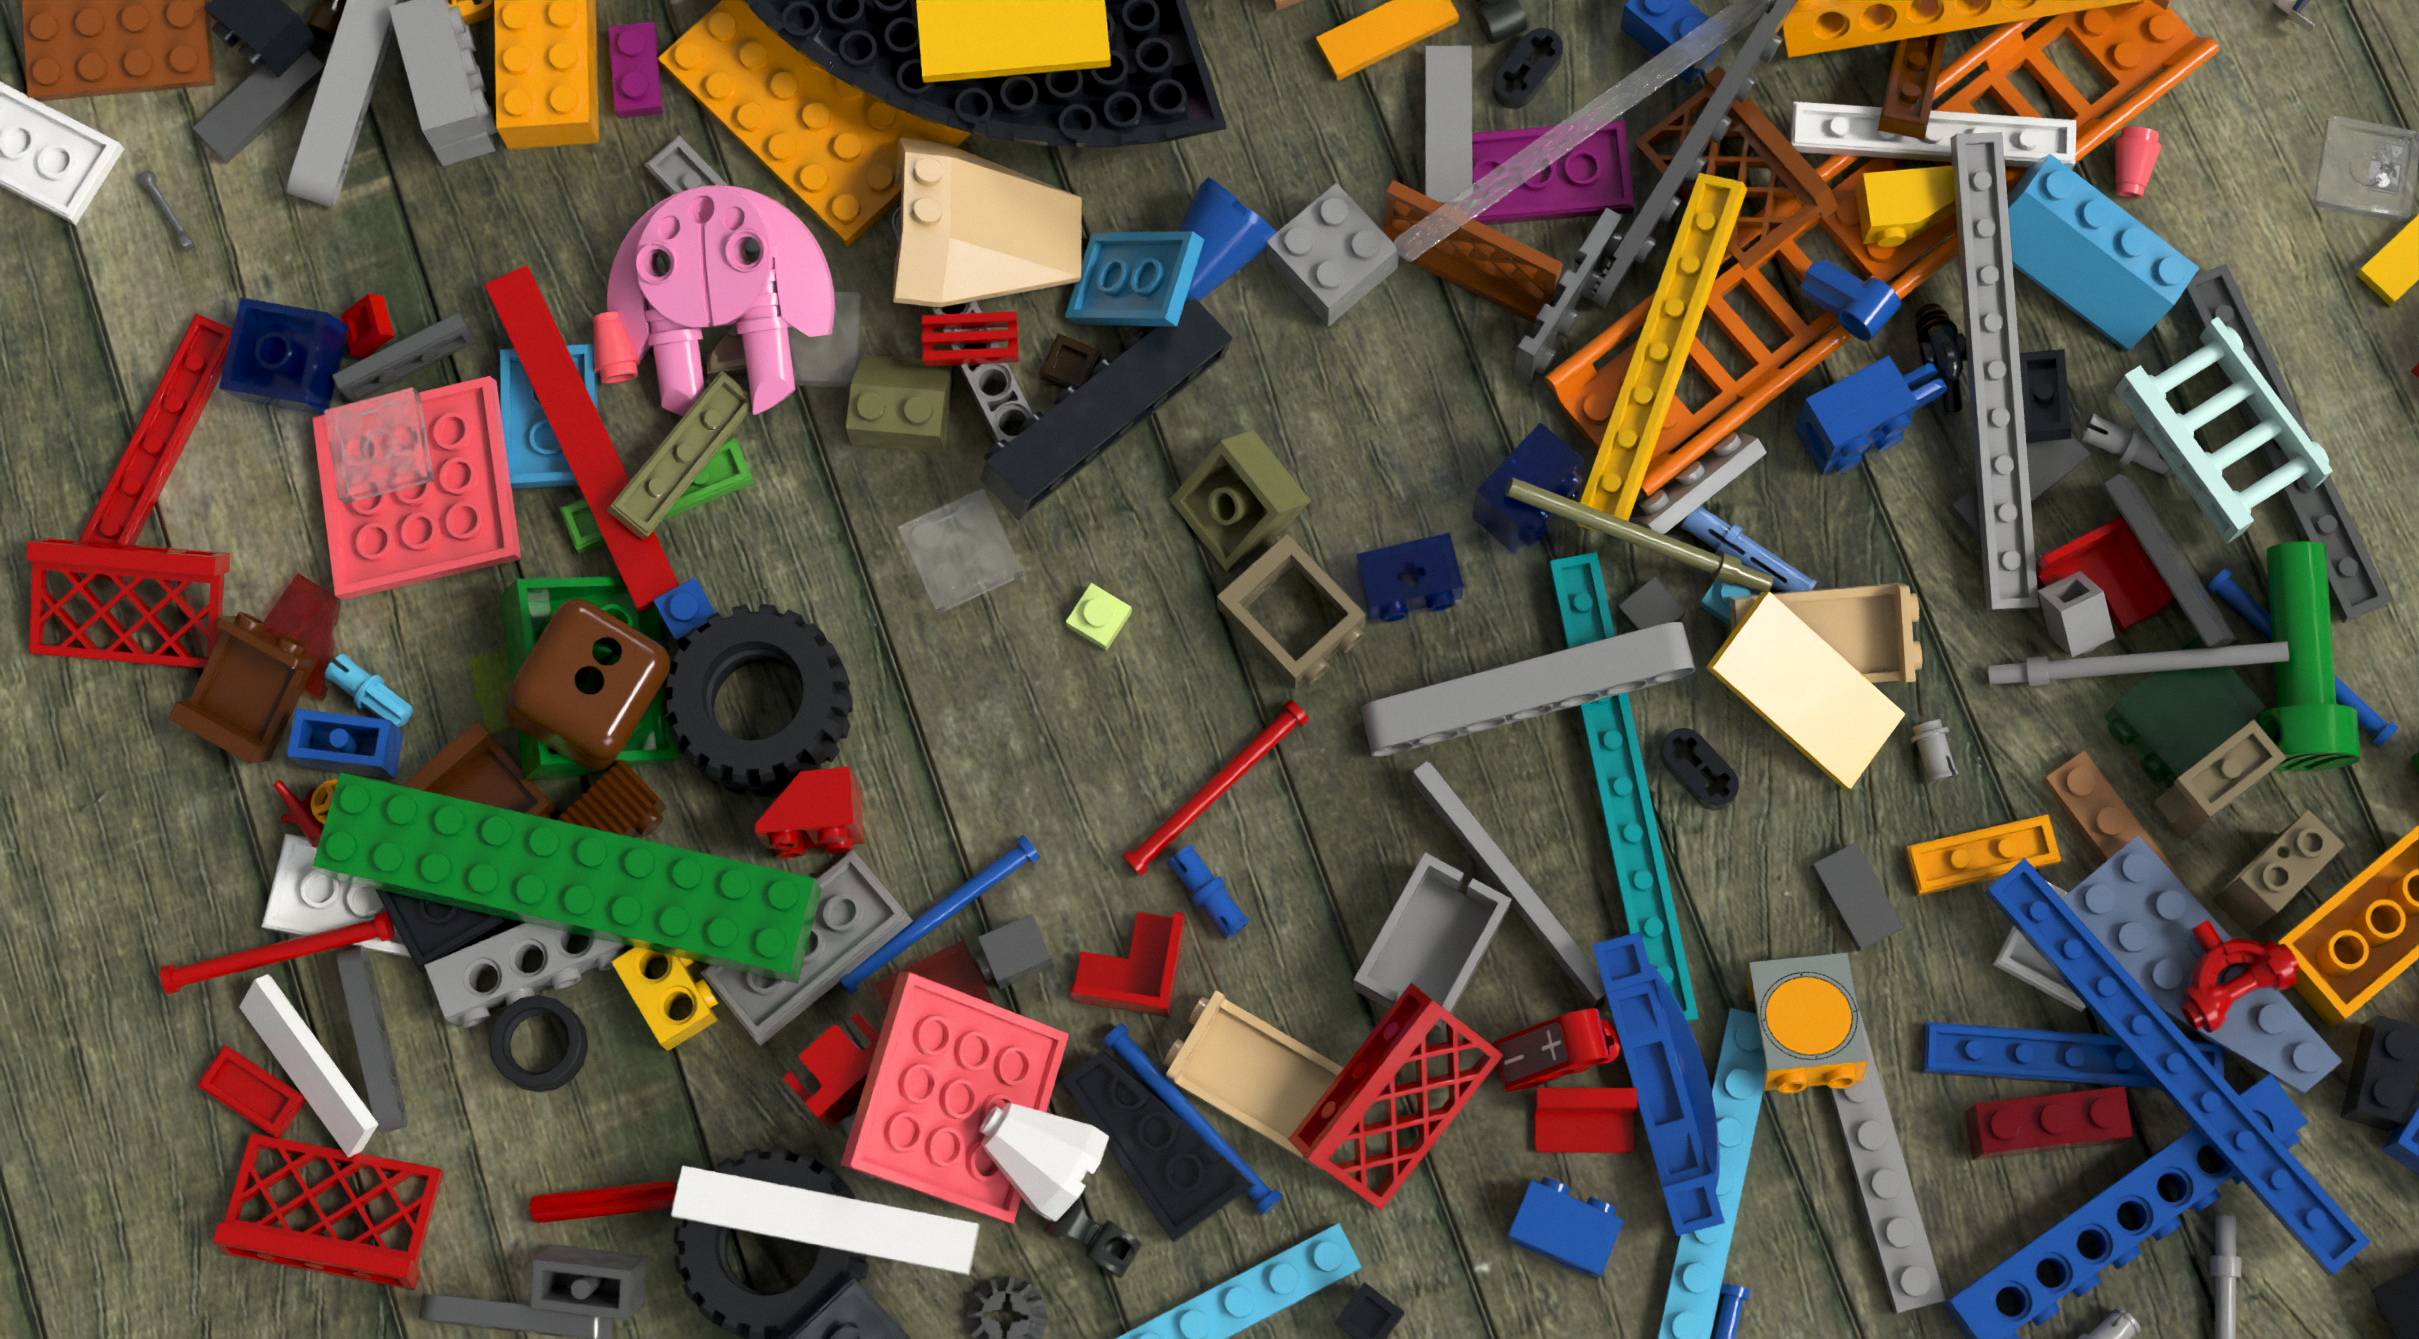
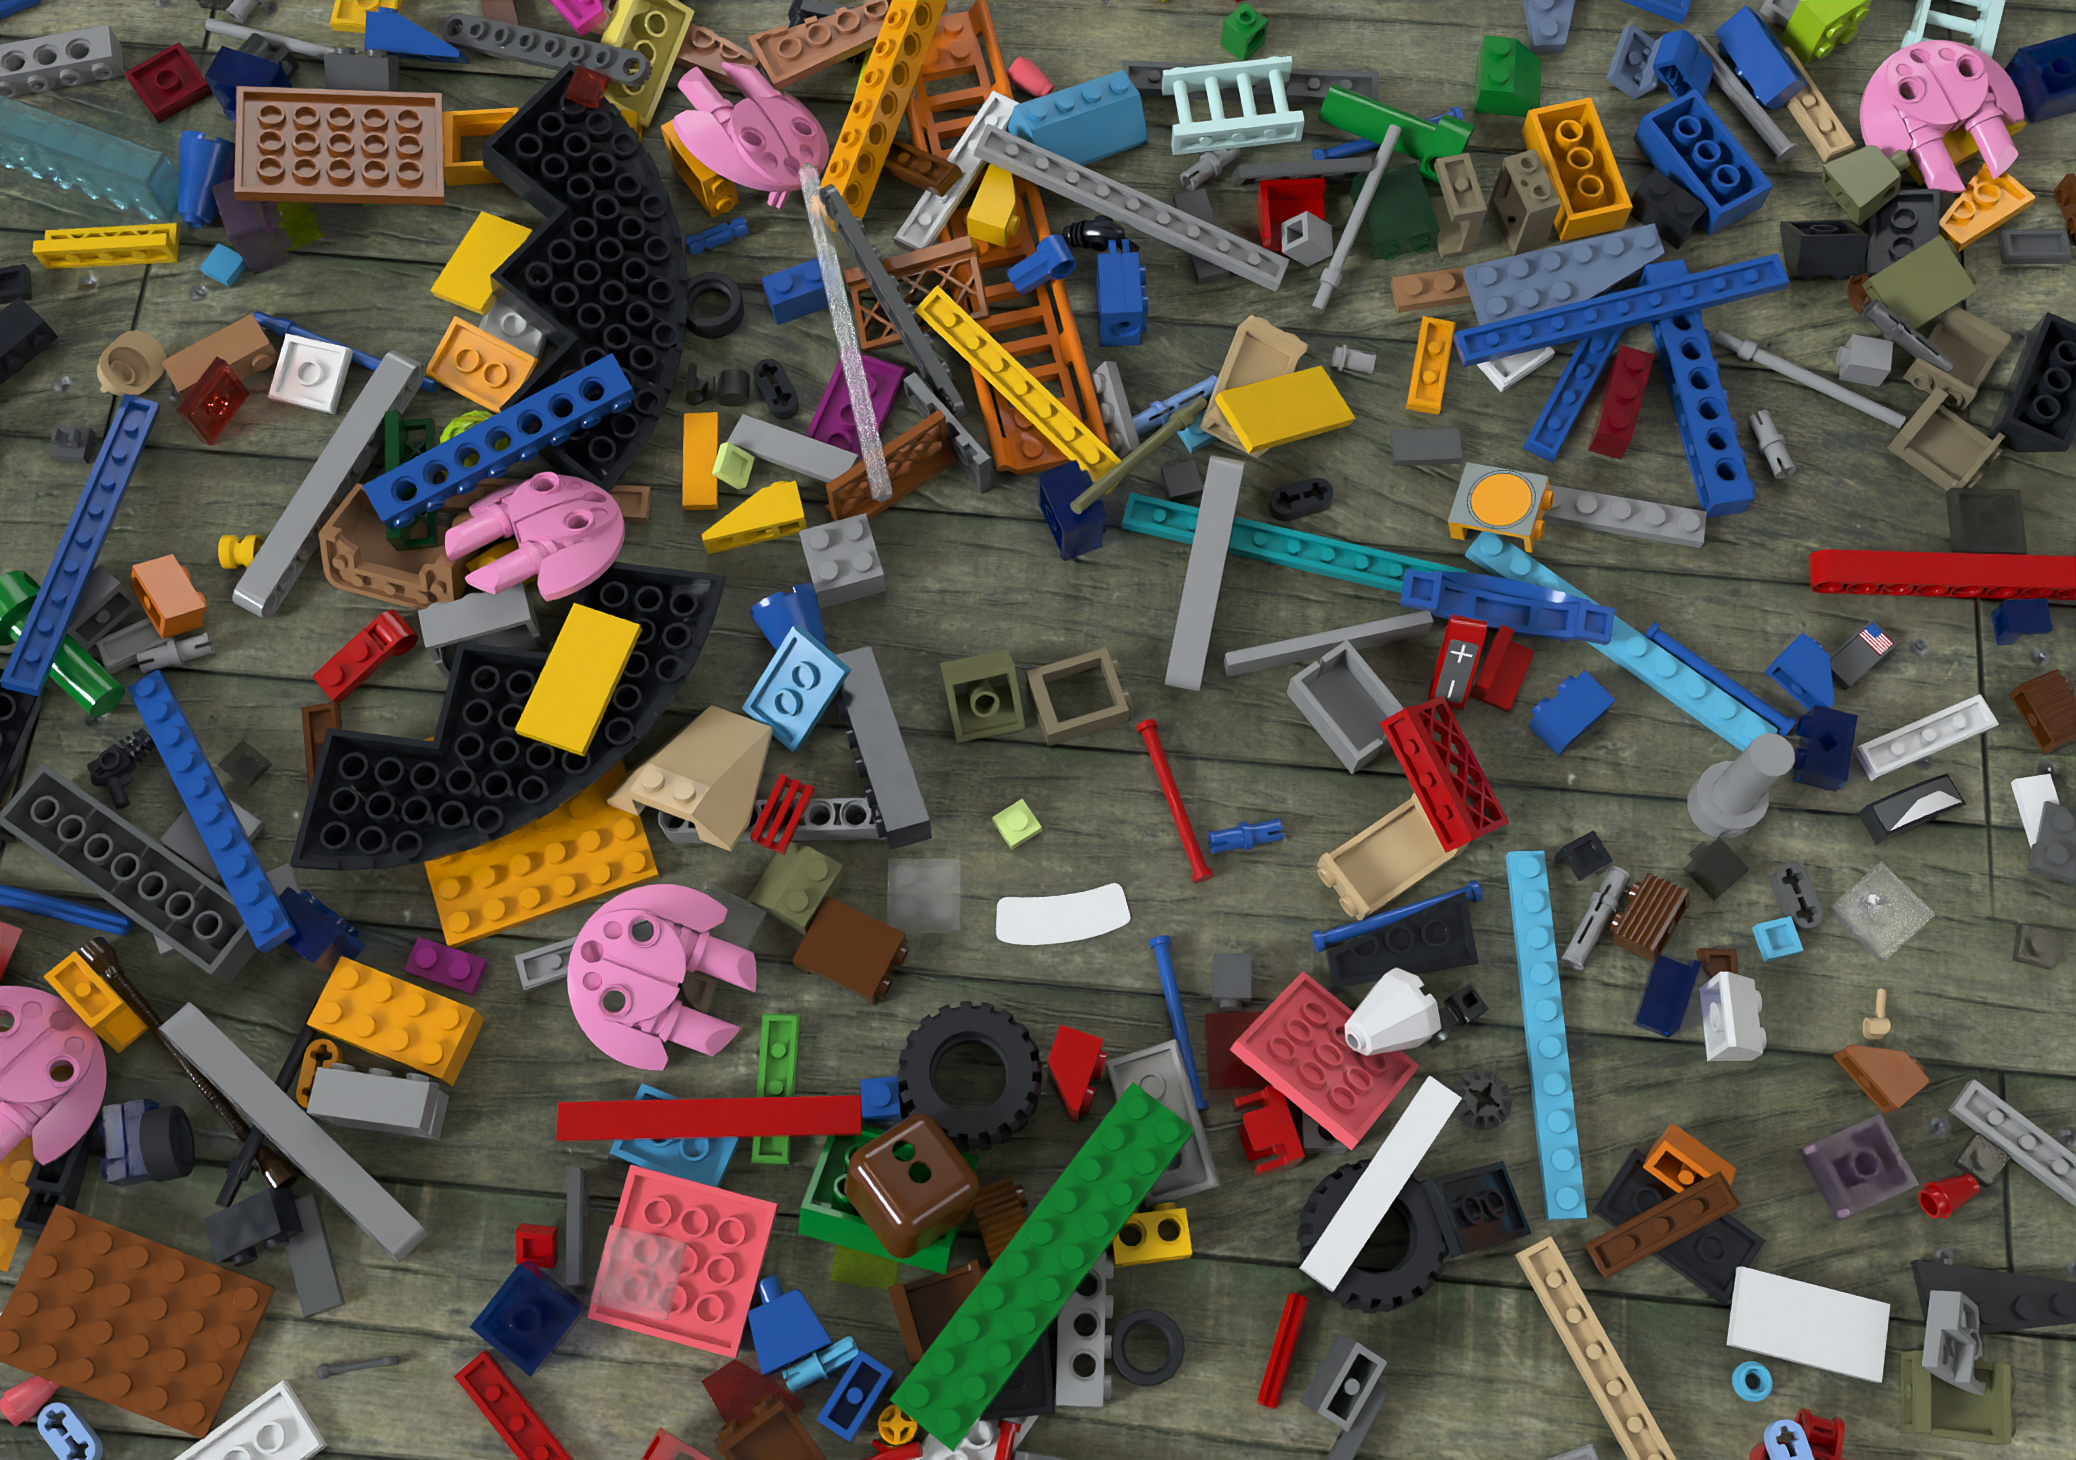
camera: 70 degrees left, 5 degrees down
(391, 633) = (784, 1327): none -> blue torso
(613, 351) = (652, 1070): coral cone -> none
(681, 456) = (762, 1052): olive tile -> none
(849, 499) = (851, 950): none -> reddish brown panel
(1010, 722) = (1061, 917): none -> white sticker
(1069, 362) = (827, 764): dark brown tile -> none
(1145, 979) = (1283, 897): red panel -> none
(1346, 136) = (763, 517): none -> yellow slope
(1396, 68) = (733, 465): none -> yellowish green plate
(1428, 561) = (1087, 594): clear blue brick -> none
(2045, 395) = (1162, 189): black plate -> none
(2268, 967) = (1591, 273): red piece -> none
(2357, 399) = (1244, 32): none -> green brick

